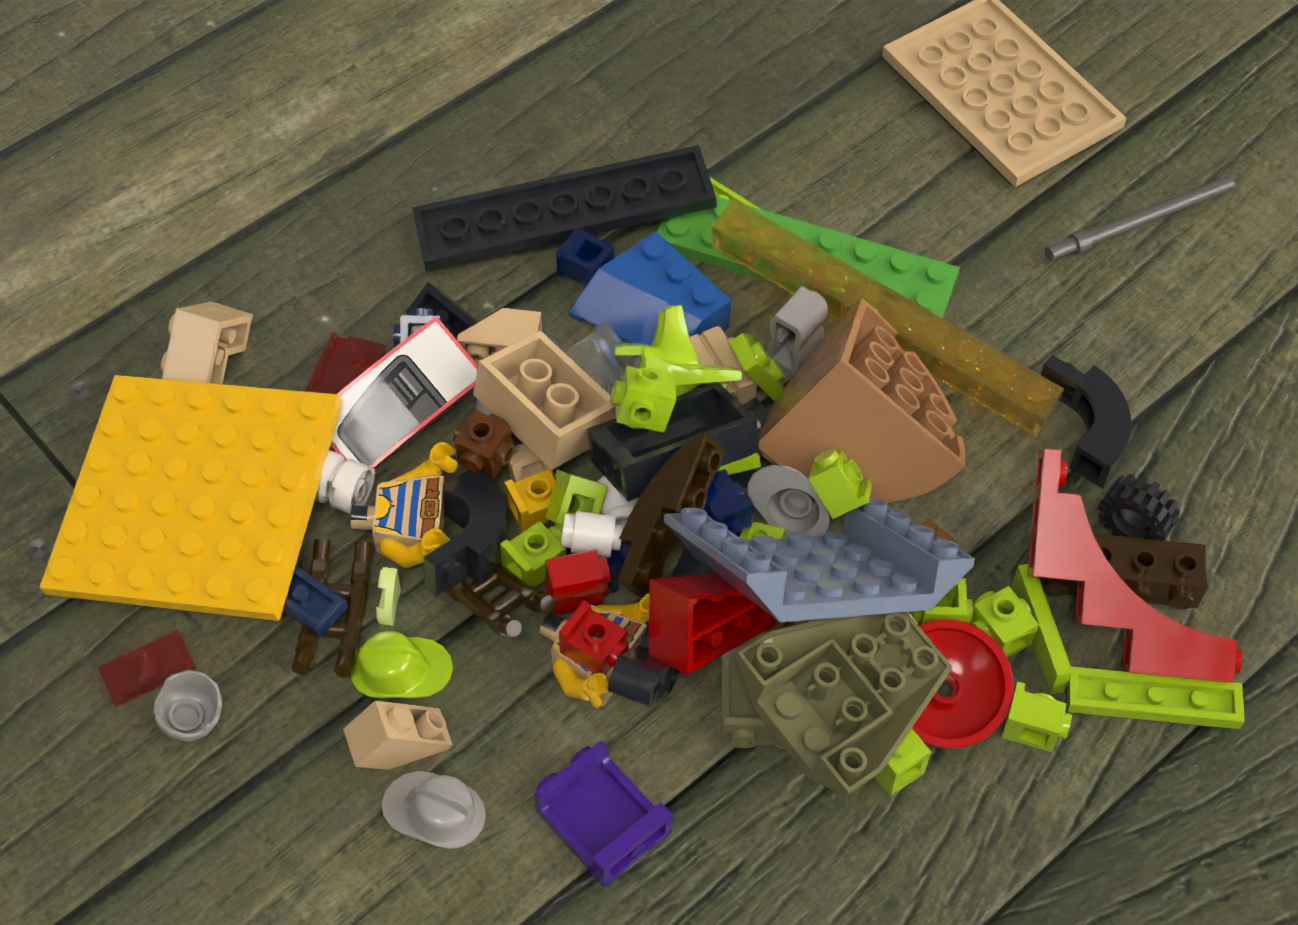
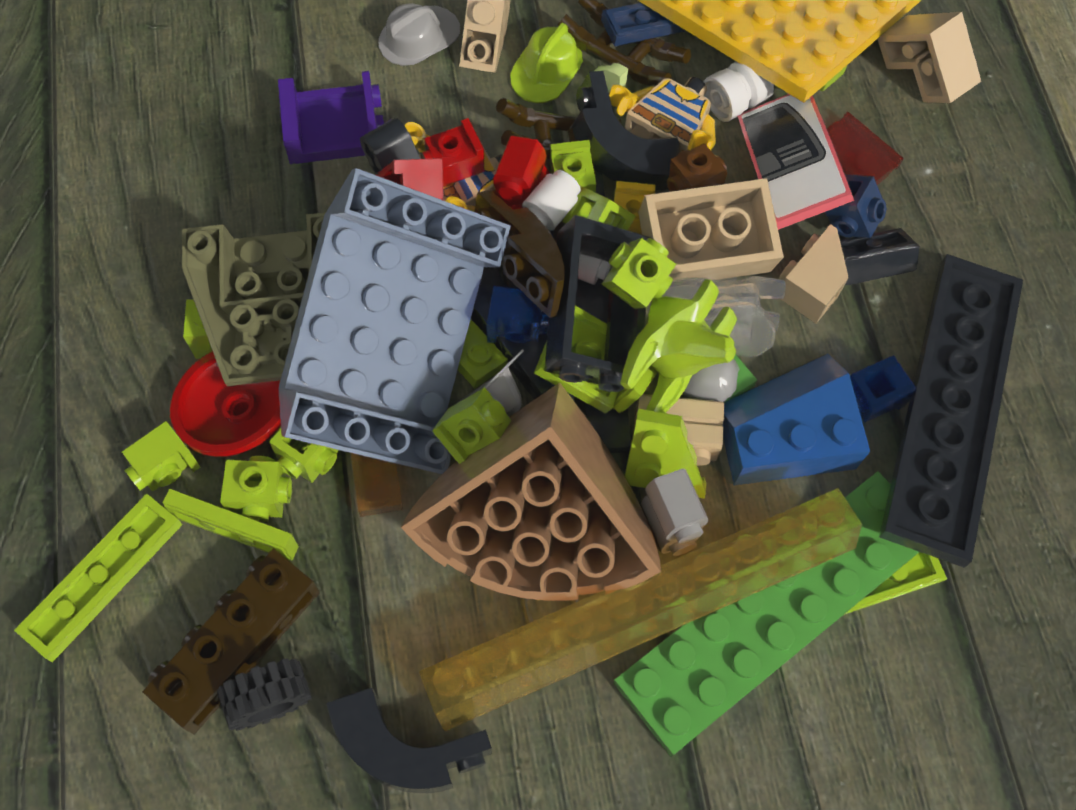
camera: 120 degrees right, 10 degrees up
(1066, 550) = (133, 606): arch -> none

